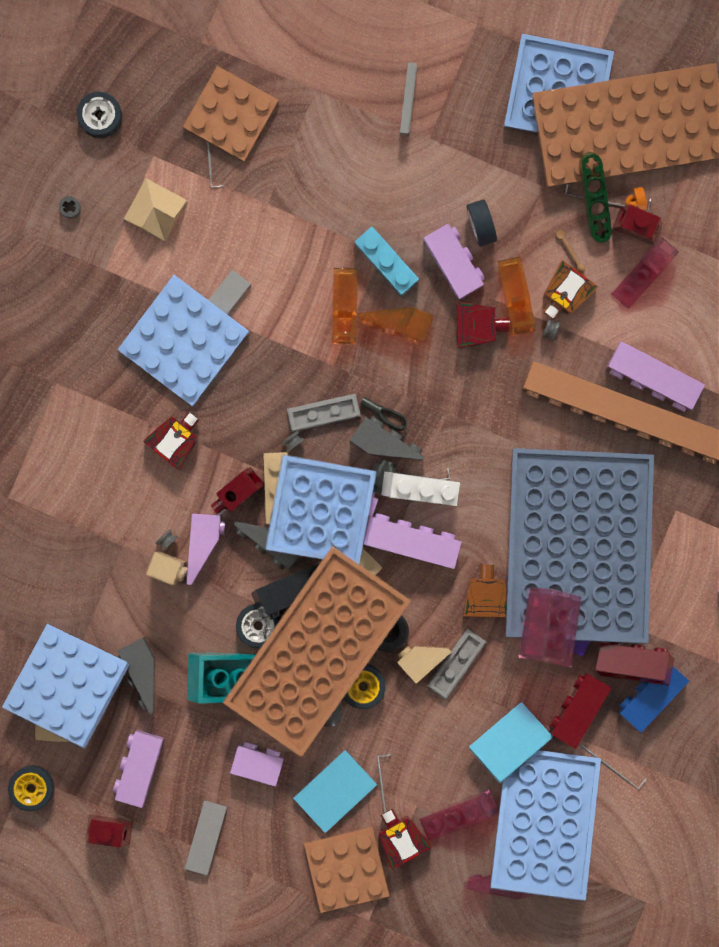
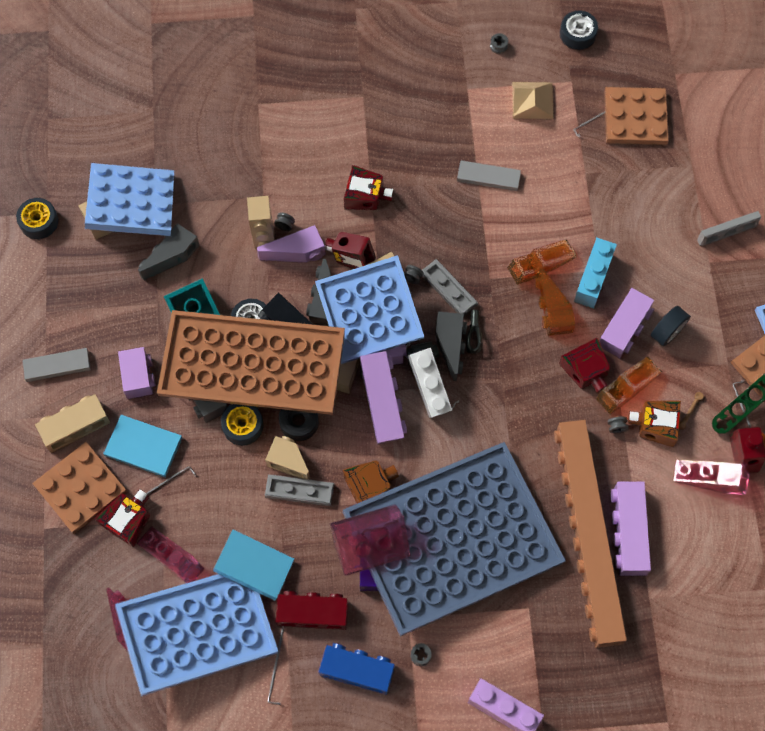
camera: 65 degrees right, 20 degrees down
(108, 831) = (24, 282): dark red torso -> none
(138, 768) = (89, 286): lavender brick -> none
(183, 340) = (446, 163): light blue plate -> none
(278, 848) = (72, 423): none -> tan brick
(635, 663) = (377, 634): dark red brick -> none
(668, 624) = (417, 647): none -> dark grey bush

